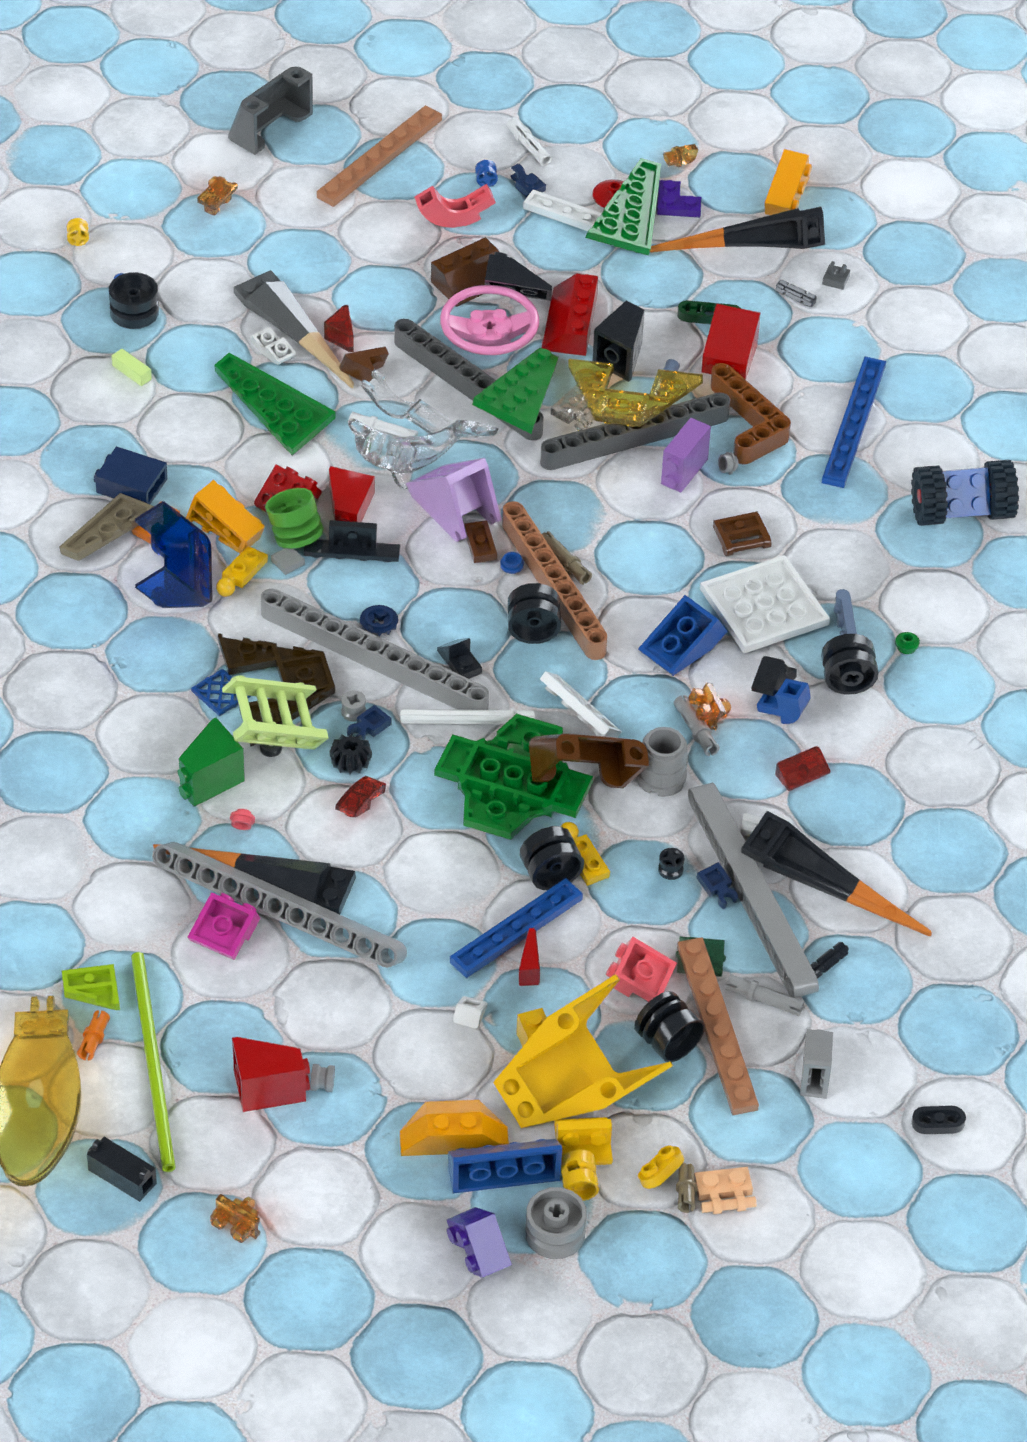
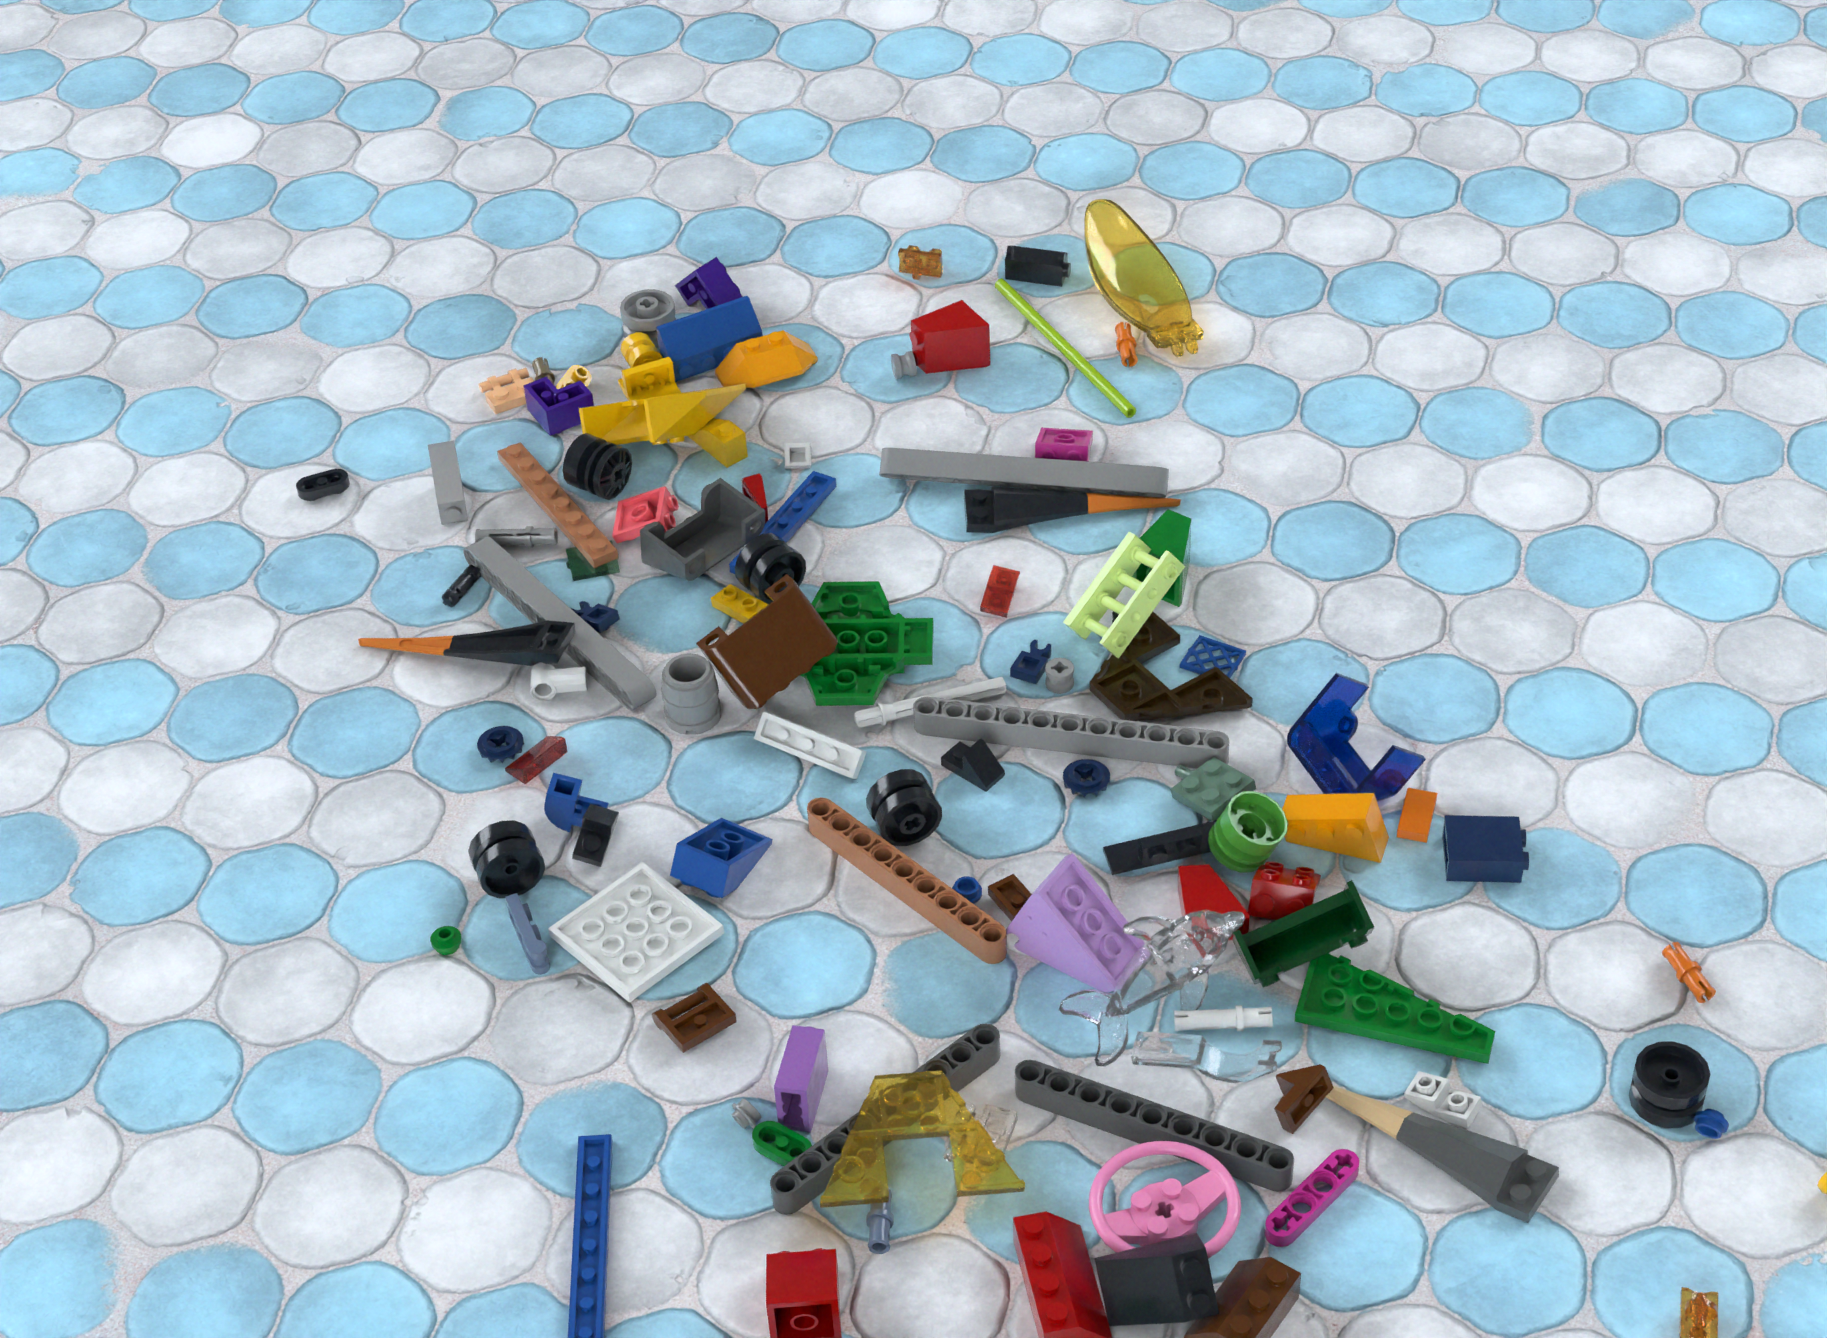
camera: 165 degrees right, 5 degrees down
(60, 366) = (1688, 972): none -> orange pin
(92, 985) = (1153, 376): lime wing -> none
(106, 526) = (1464, 781): dark tan wing -> none
(131, 367) = (1600, 1004): yellowish green piece -> none
(241, 570) = (1279, 775): yellow plate -> none
(242, 819) = (1107, 532): coral plate -> none
(293, 572) = (1210, 787): none -> sand green plate
(300, 450) = (1304, 936): none -> dark green windscreen
(339, 329) = (1368, 1142): clear red slope -> none
(350, 753) = (1033, 624): black gear -> none
(366, 327) = (1309, 1195): none -> dark pink beam
(520, 391) = (1063, 1090): green wing -> none
(571, 563) = (894, 910): dark tan pin -> none
(601, 921) = (708, 537): none -> dark grey windscreen
(620, 339) = (964, 1234): black slope -> none
(676, 859) = (649, 621): black wheel -> none
(685, 1124) = (554, 407): none -> dark purple brick
(700, 731) = (663, 759): light grey pin -> none
(709, 704) = (670, 788): clear orange hips -> none
(719, 441) = (785, 1142): none -> green plate
(769, 424) = (704, 1189): dark orange beam -> none
(828, 782) = (496, 737): none -> dark blue gear
(965, 492) = (447, 1108): black plate -> none

